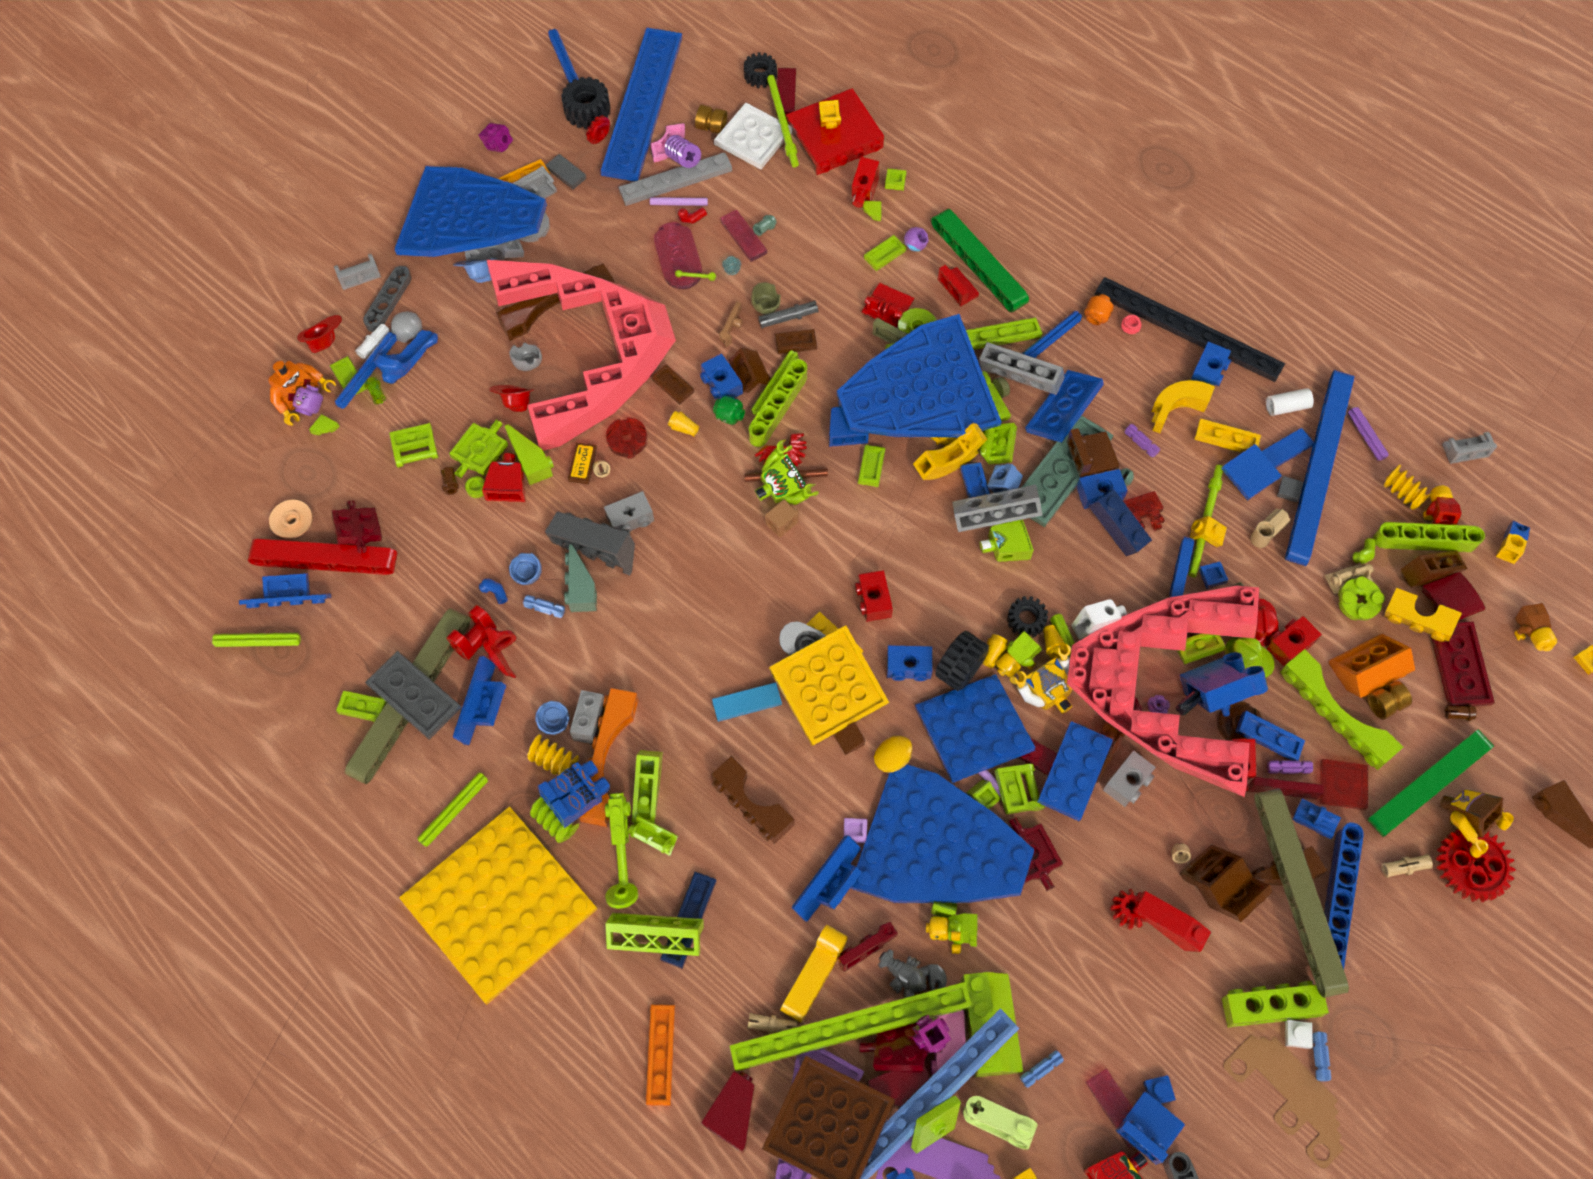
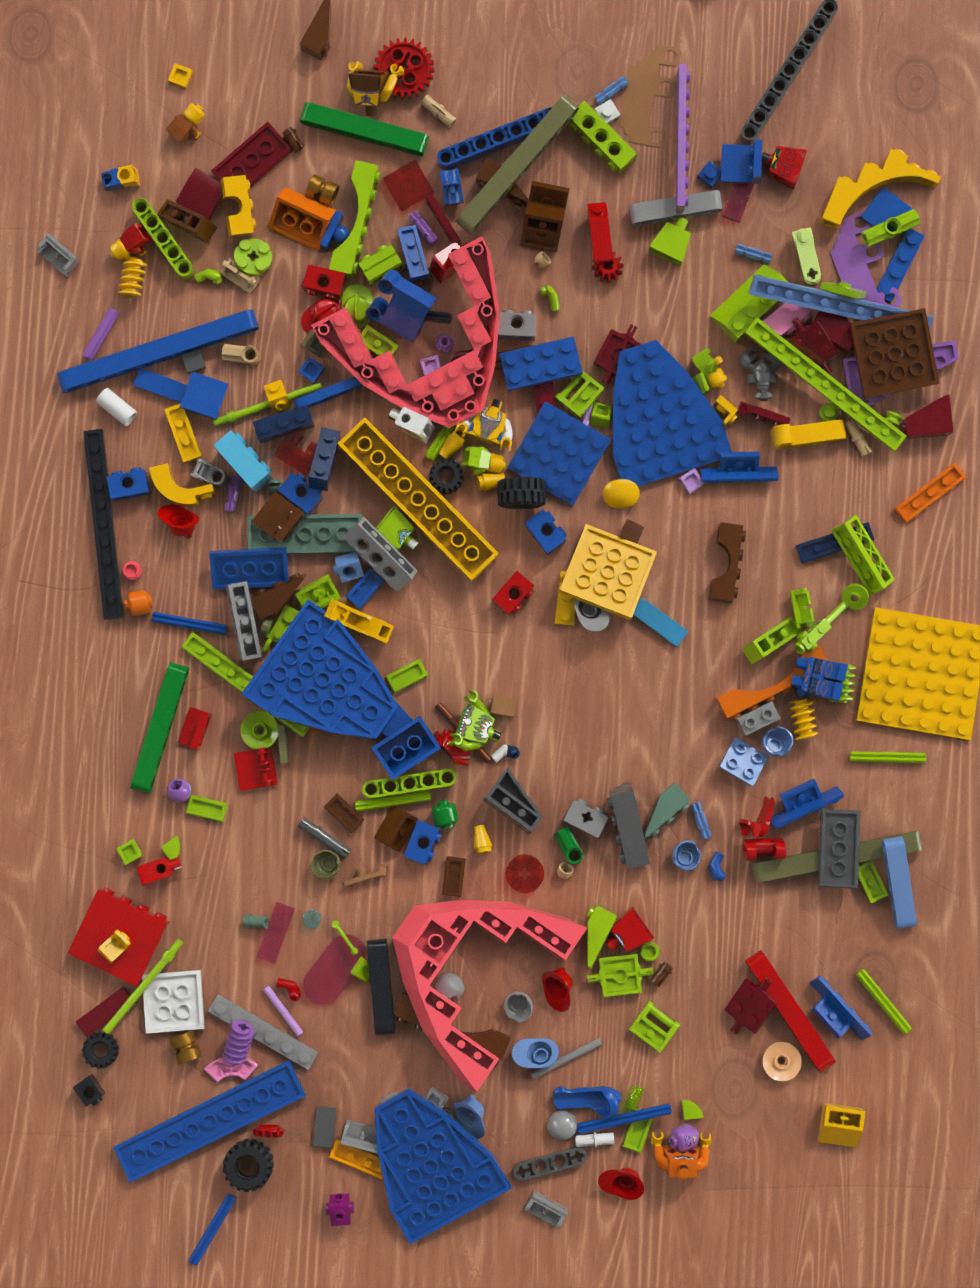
camera: 125 degrees left, 20 degrees up
(198, 527) = (841, 1125): none -> yellow slope
(337, 724) = (899, 882): none -> medium blue beam
(453, 366) = (568, 1057): none -> light grey bar
(478, 340) = (535, 1053): none -> medium blue piece
(561, 677) = (743, 762): none -> medium blue hinge
(582, 463) = (570, 889): tile -> none
(588, 317) = (450, 985): none -> light grey hair
(619, 485) = (568, 843): none -> green piece
(635, 274) = (381, 987): none -> black beam
(659, 269) = (361, 970): none -> lime tile
(692, 465) = (513, 803): none -> dark grey wedge
(736, 45) = (92, 1082): none -> black brick
(742, 494) = (506, 751): none -> arm
(763, 1075) = (893, 418): none -> lime bush
(810, 416) = (406, 747): none -> blue slope
(819, 1012) = (828, 412): none -> lime plate
(903, 914) = (726, 407): none -> yellow bracket
(939, 1036) = (795, 328): magenta brick -> none
(1023, 403) = (271, 600): none -> reddish brown slope
(1023, 573) = (418, 499): none -> yellow brick
(1112, 992) = (672, 242): none -> lime torso
(1142, 835) = (552, 295): none -> lime arm
(1145, 679) = (430, 364): none -> lavender tile
(1146, 1024) = (665, 209): none -> light grey beam
(1150, 381) = (179, 519): none -> red piece
(1166, 459) = (244, 460): none -> medium azure brick
(1176, 431) = (206, 472): none -> light grey piece
(1177, 517) = (283, 424): none -> dark blue brick
(1228, 1090) = (682, 163): none -> medium lavender plate
(1278, 701) = (378, 264): none -> lime brick
(1339, 683) = (334, 232): none -> blue tile

